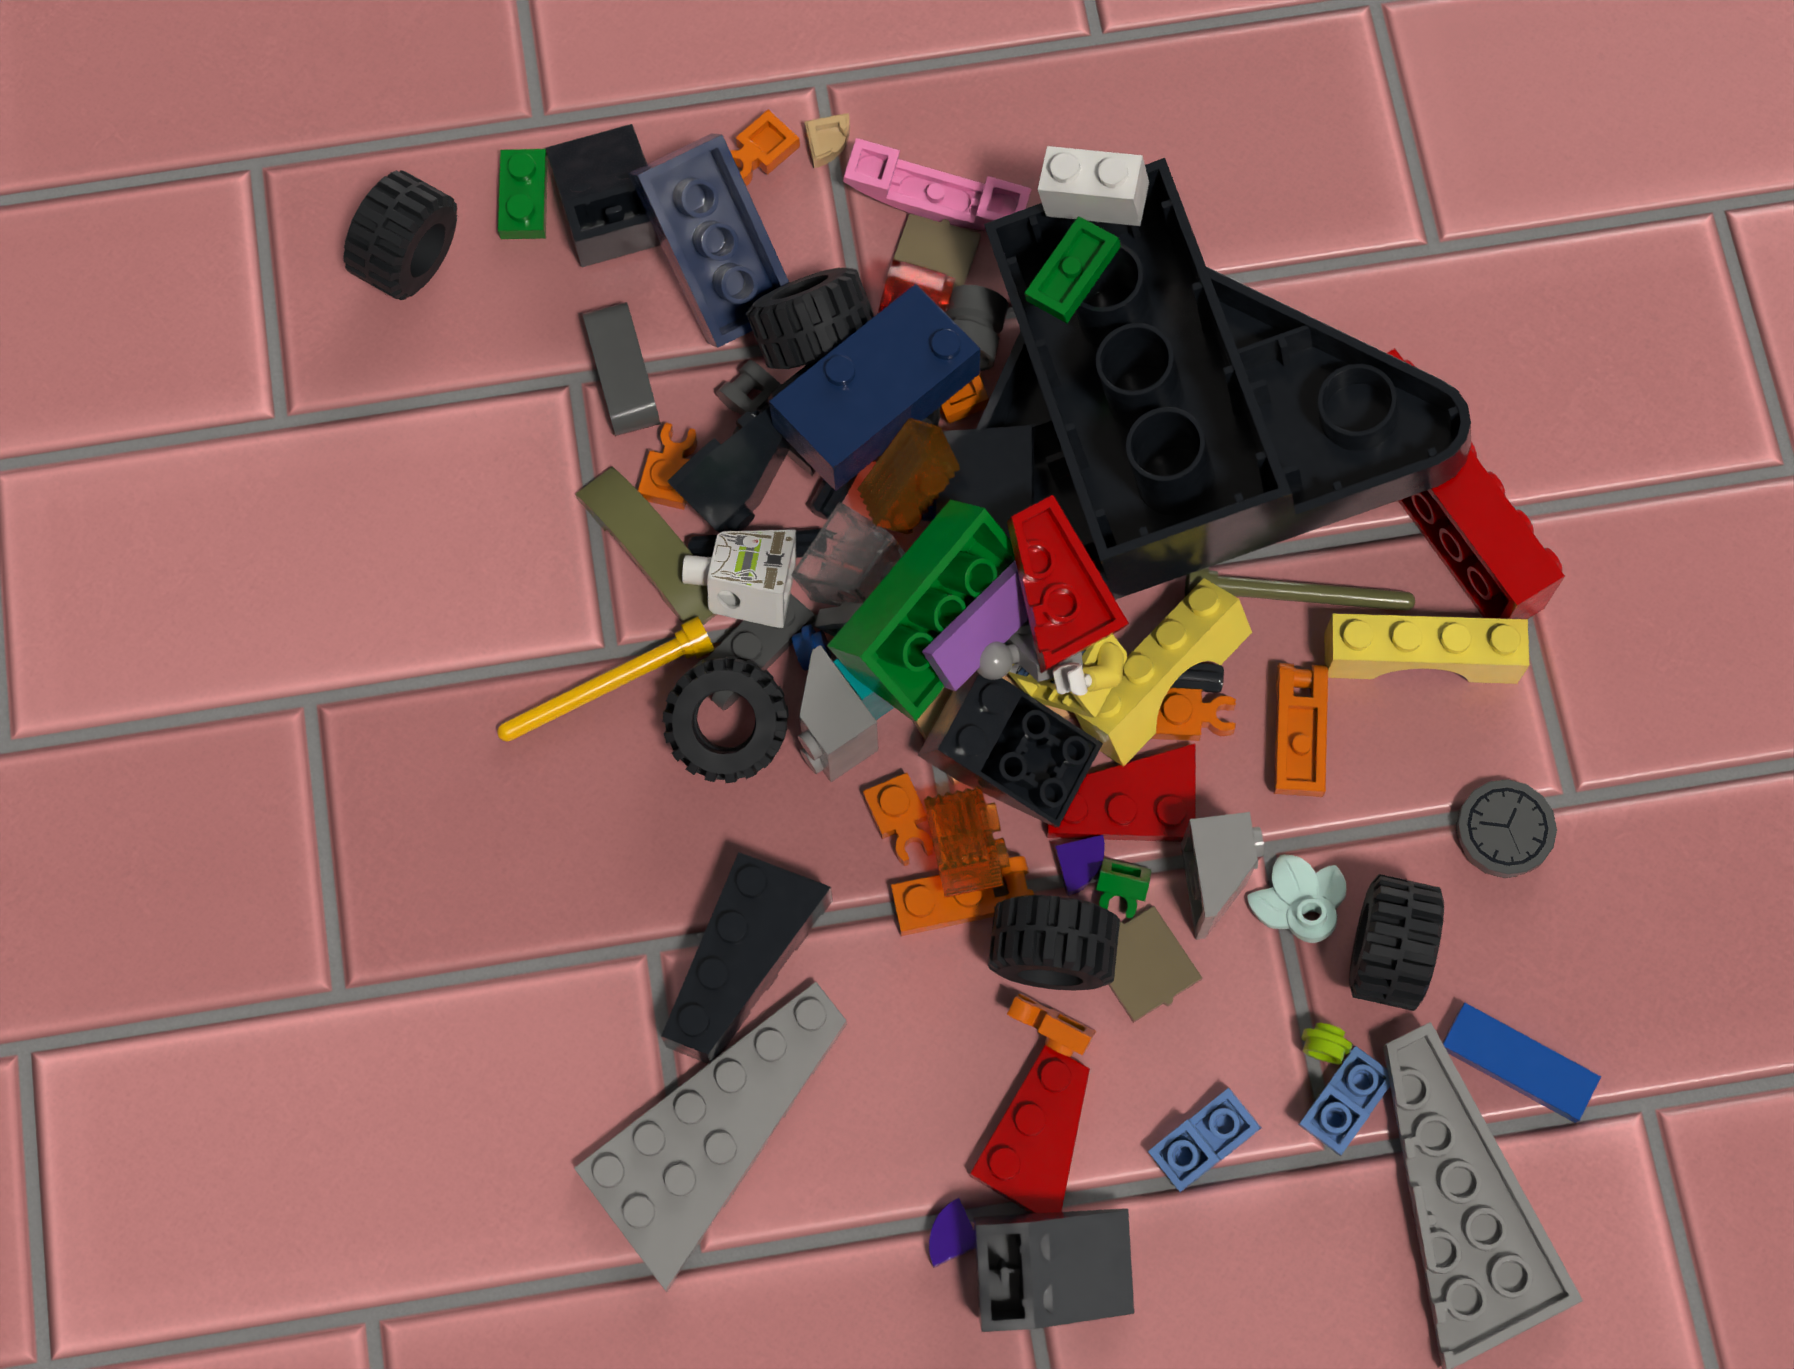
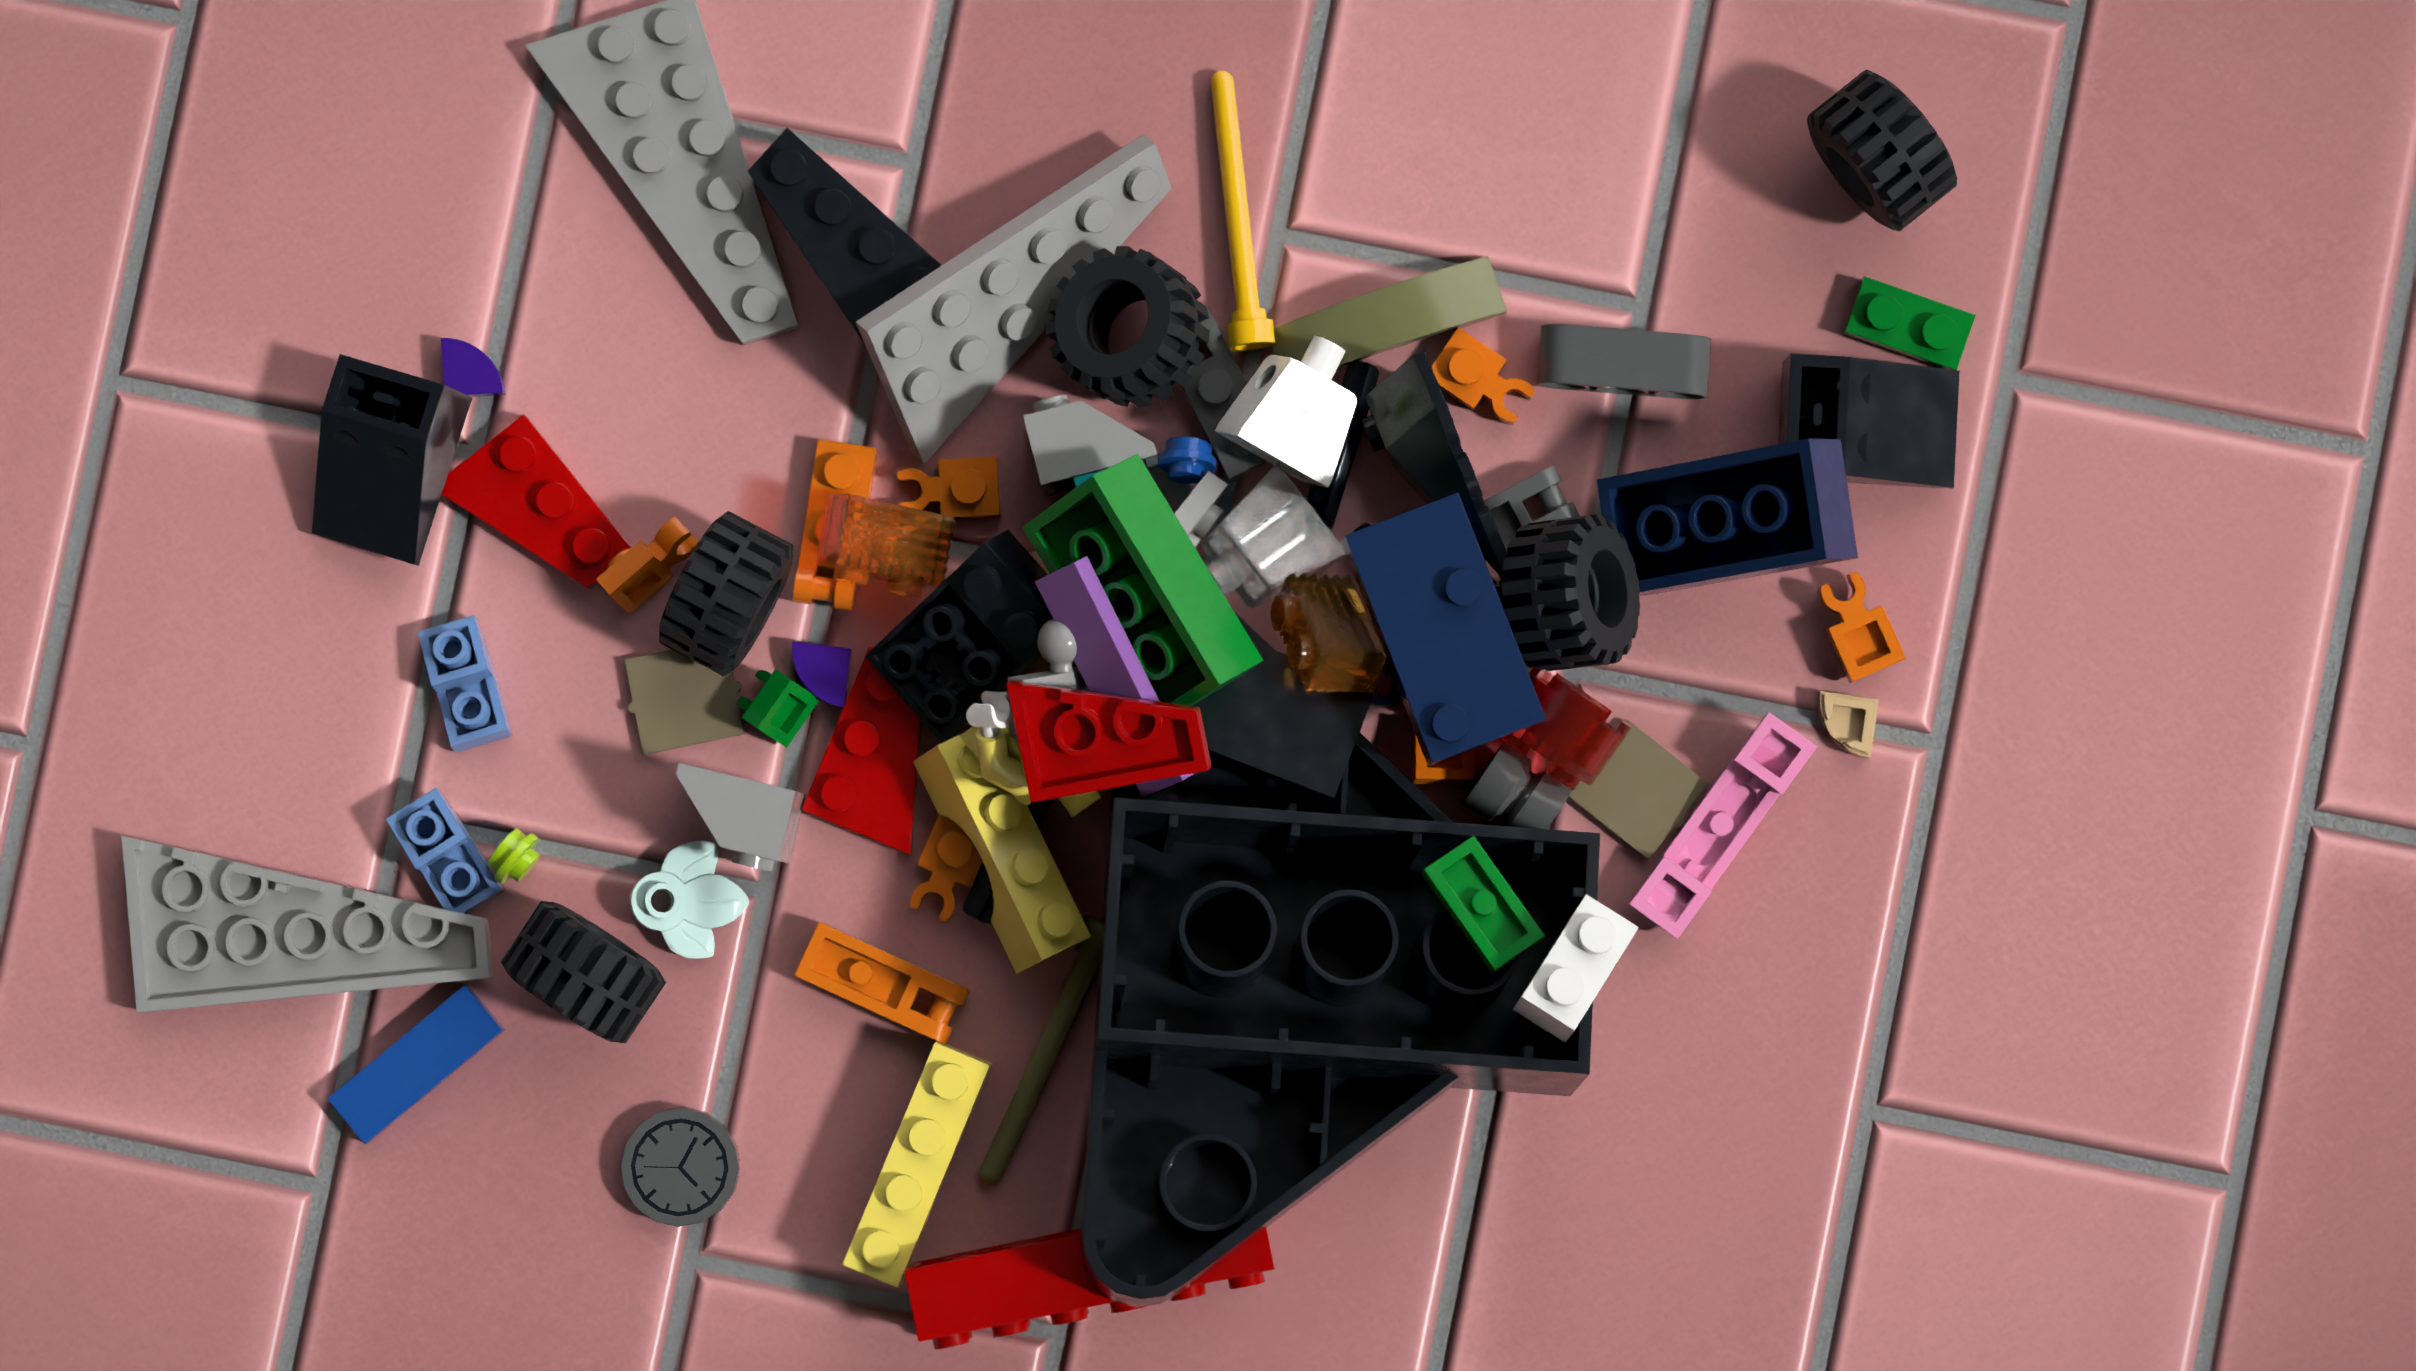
camera: 110 degrees right, 15 degrees up
(760, 838) = (978, 313): none -> light grey wing

